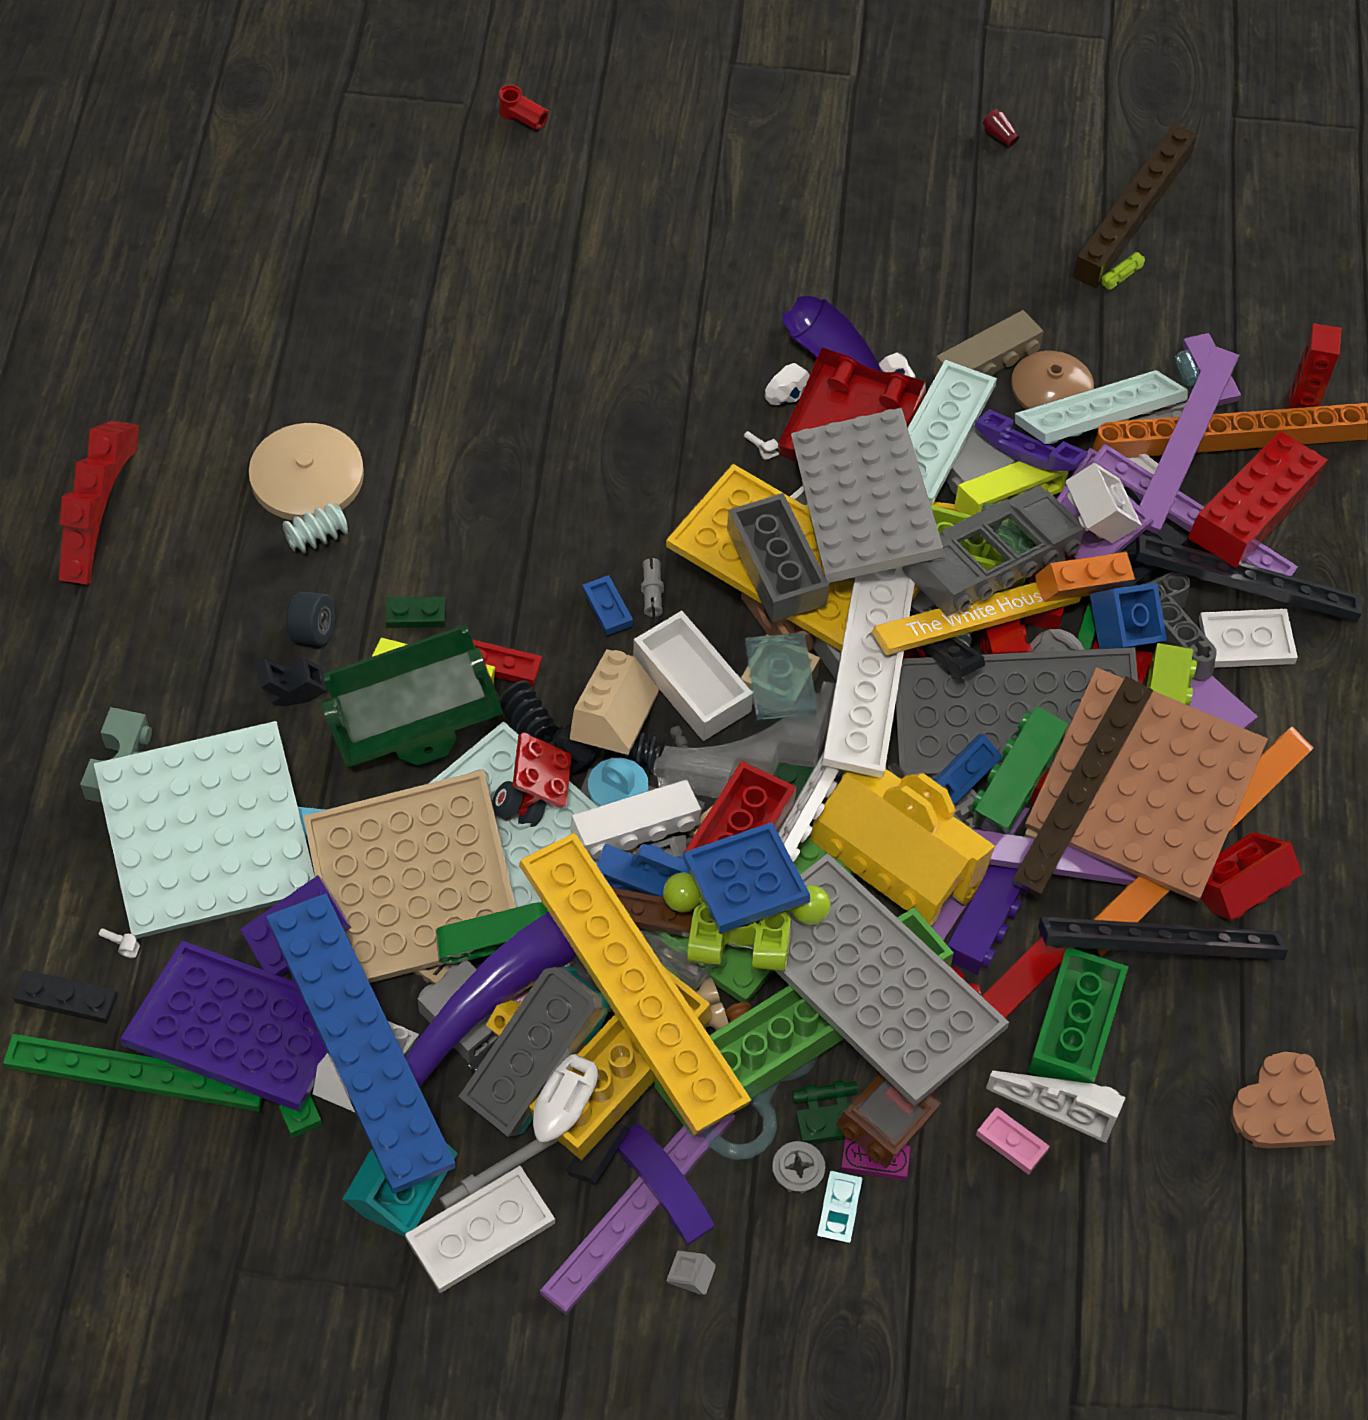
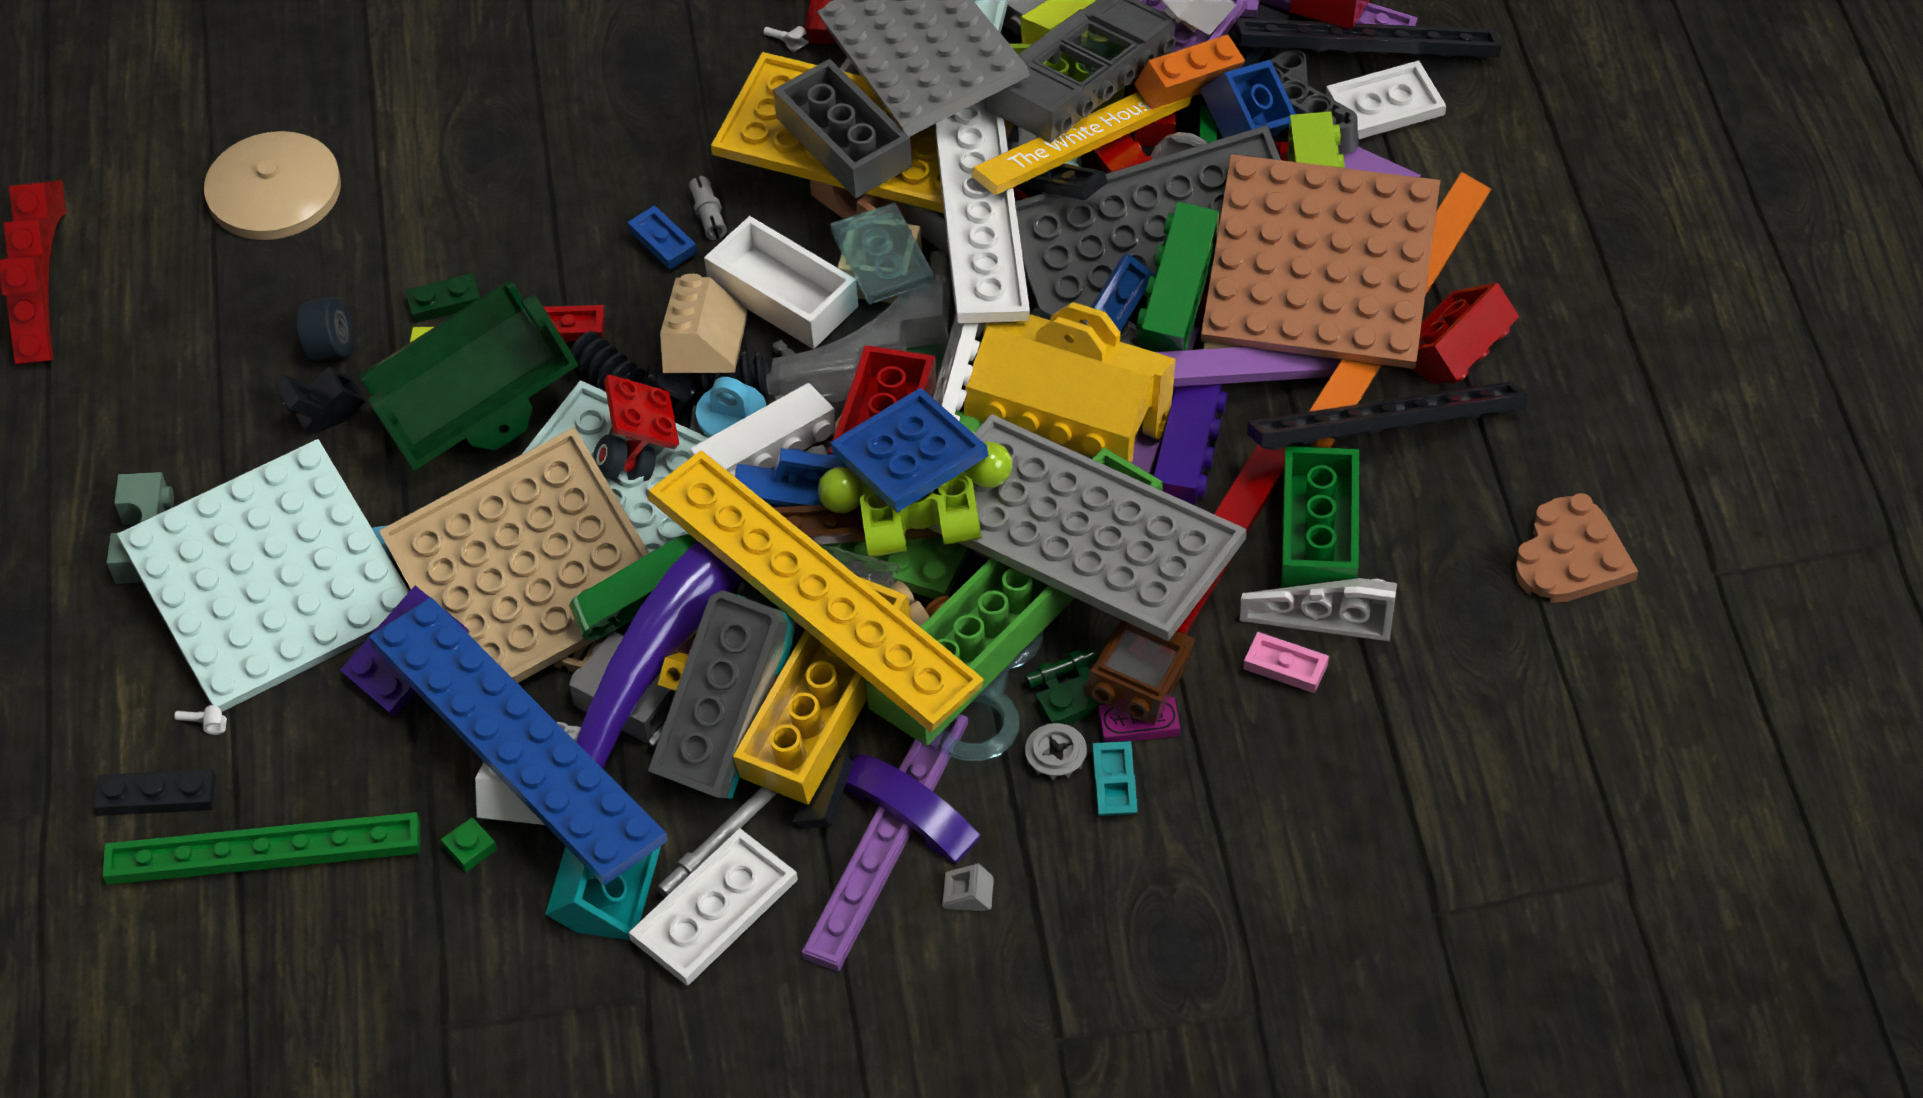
camera: 10 degrees left, 5 degrees down
(230, 1026) = (361, 769): dark purple plate -> none
(315, 527) = (299, 235): light aqua piece -> none
(563, 1098) = (770, 734): white piece -> none
(1082, 787) = (1252, 278): dark brown plate -> none

